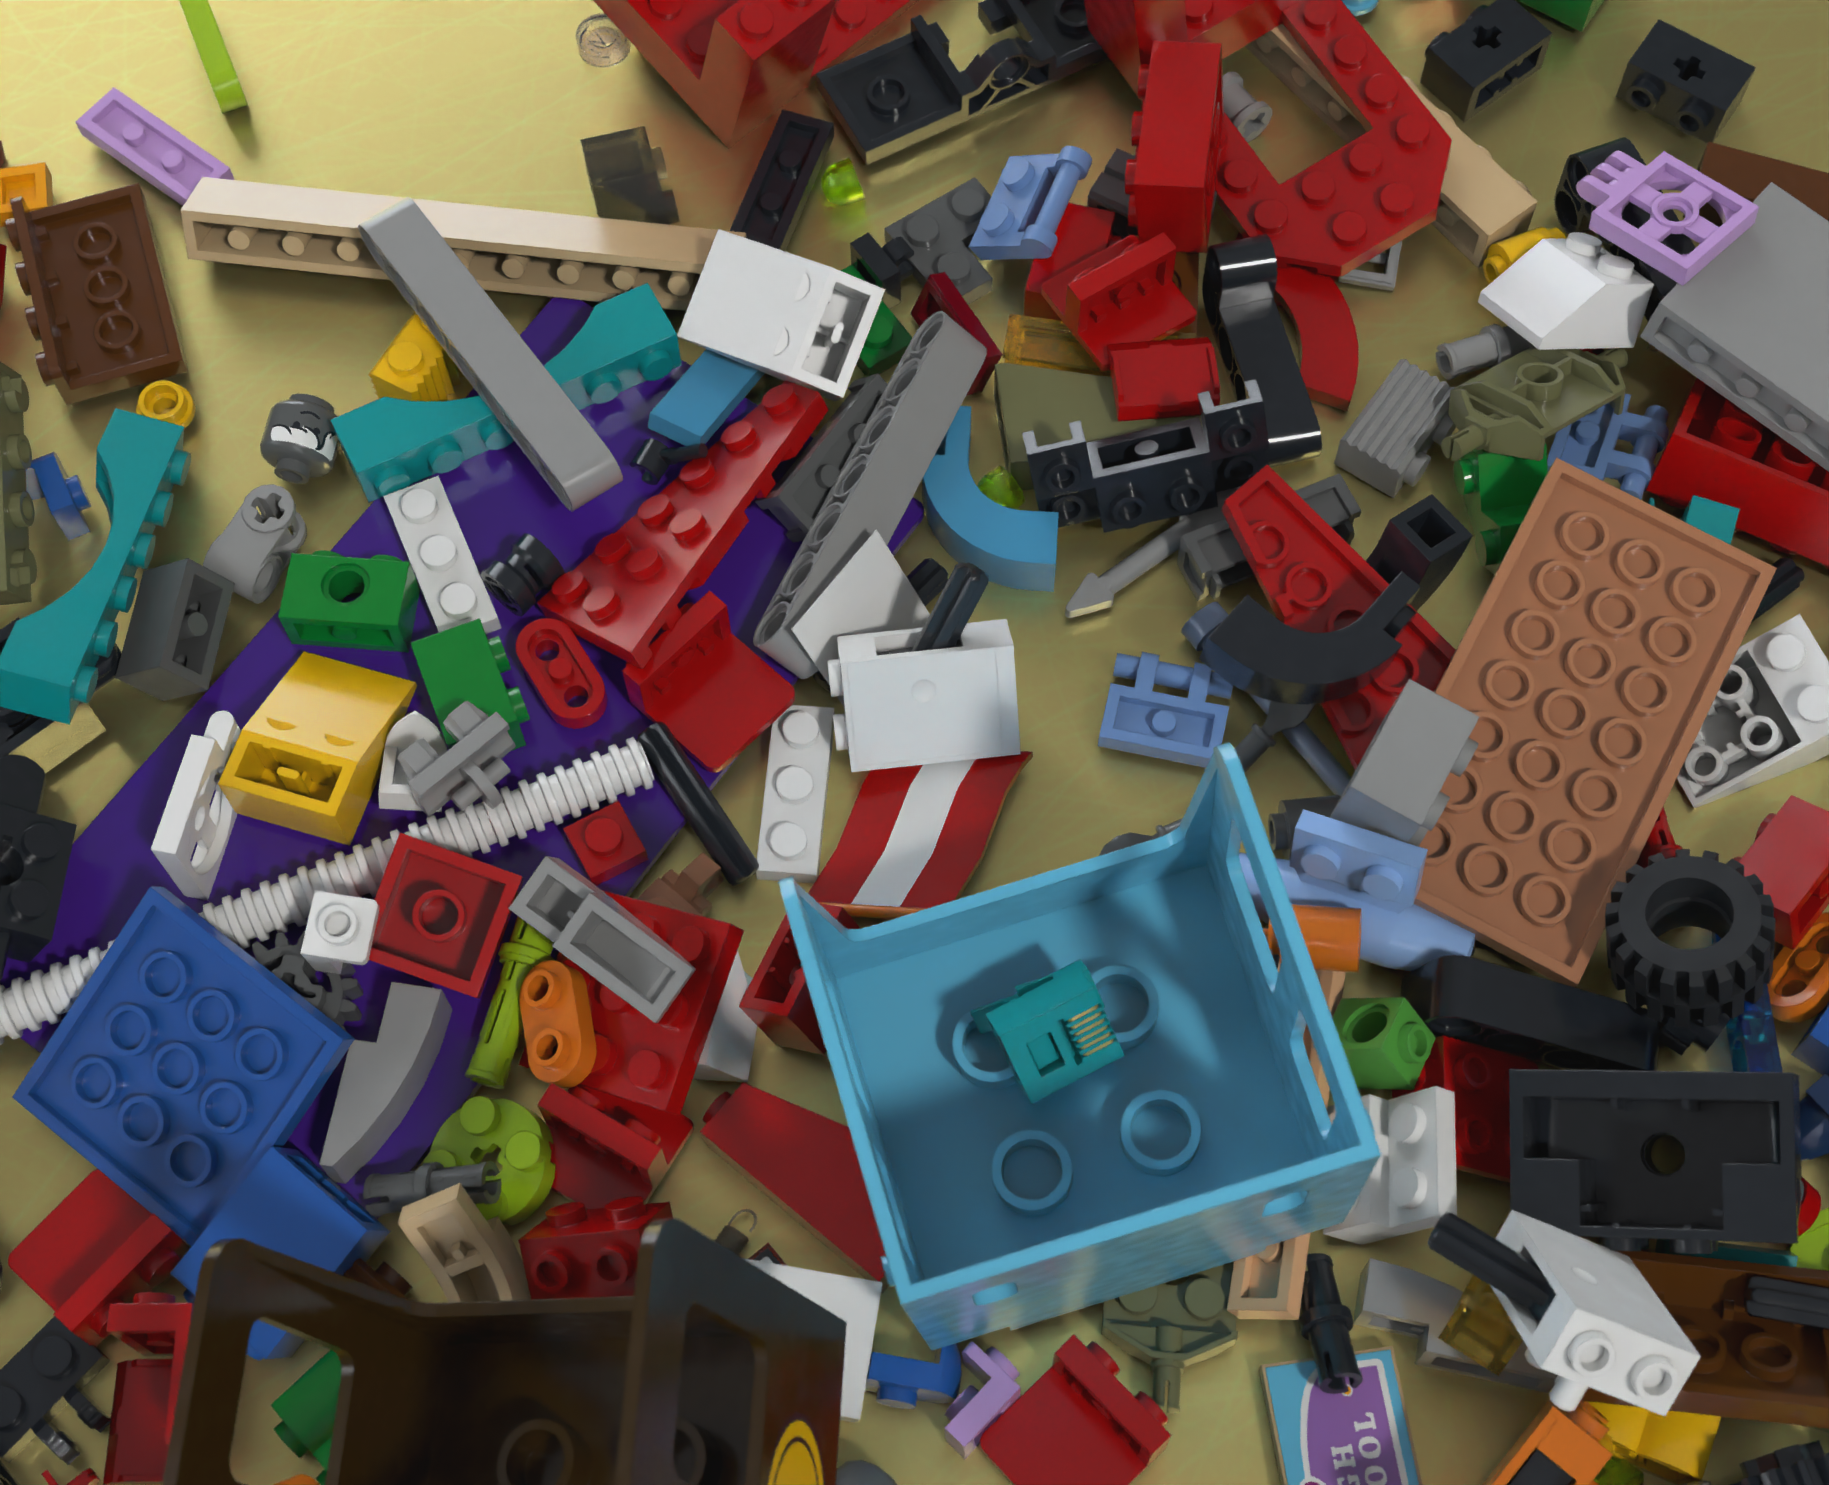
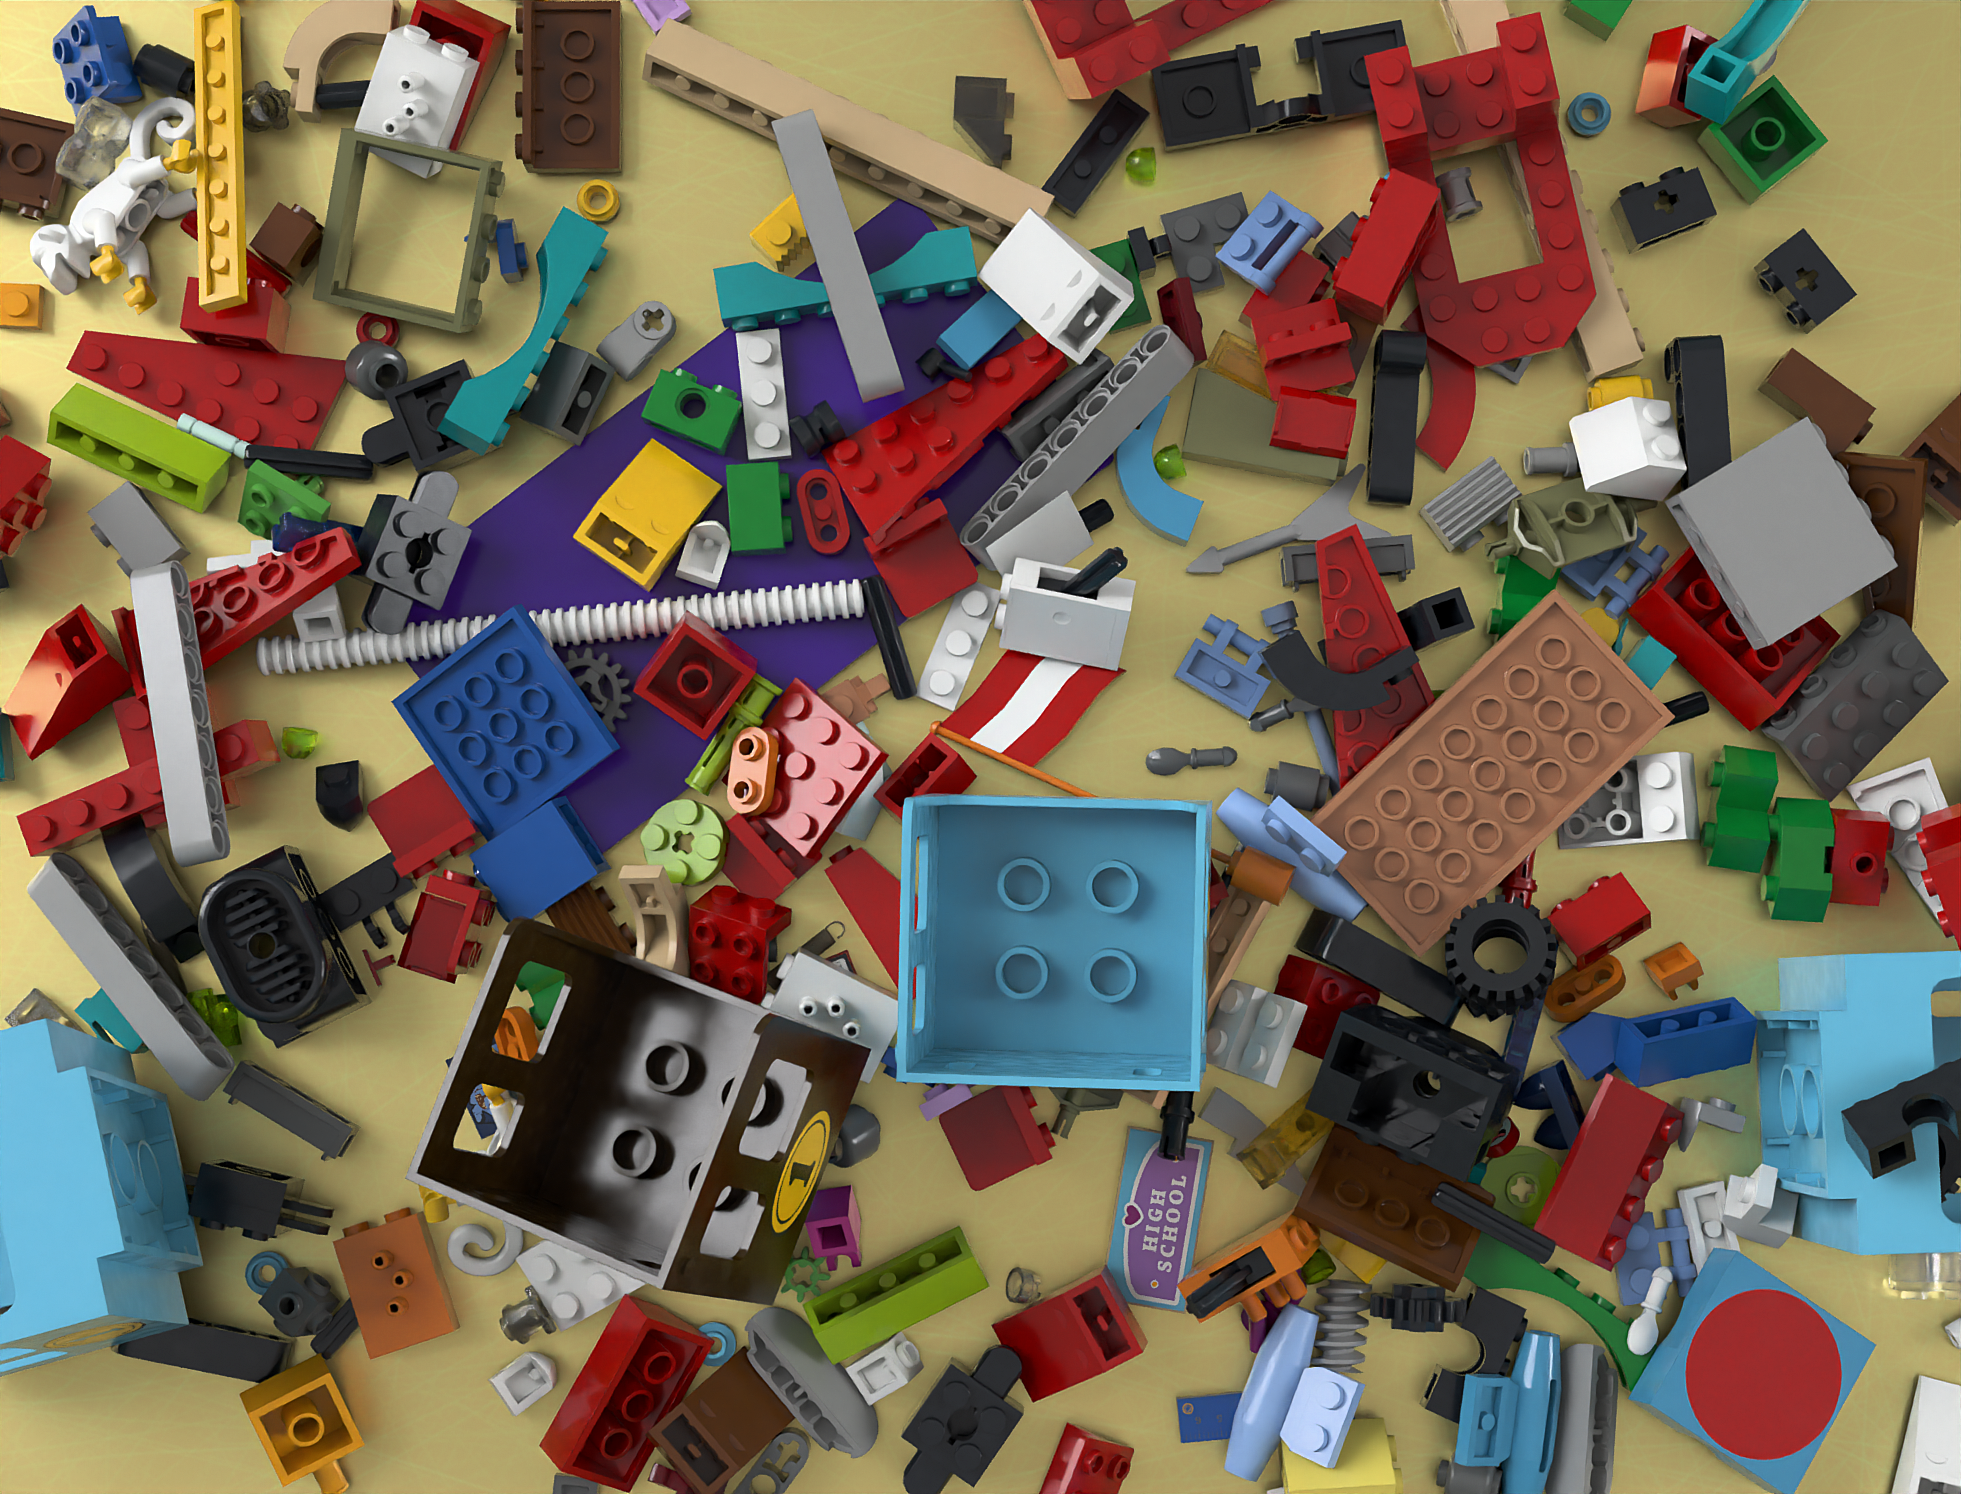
camera: 15 degrees right, 20 degrees up
(189, 813) = (558, 543): white piece -> none
(300, 438) = (689, 263): dark grey head -> none
(339, 931) = (629, 673): white bracket -> none
(384, 1077) = (633, 768): light grey slope -> none
(408, 1187) = (644, 852): dark grey pin -> none
(467, 768) = (717, 577): light grey hips -> none
(602, 937) = (797, 731): light grey slope -> none
(606, 843) = (819, 646): red plate -> none
(1052, 1030) = (1060, 896): teal piece -> none
(1151, 470) = (1277, 491): black bracket -> none
(1383, 1041) = (1275, 953): bright green brick -> none
(1407, 764) = (1353, 794): light grey slope -> none
(1576, 1309) = (1317, 1175): white piece -> none
(1628, 180) = (1701, 391): lavender piece -> none

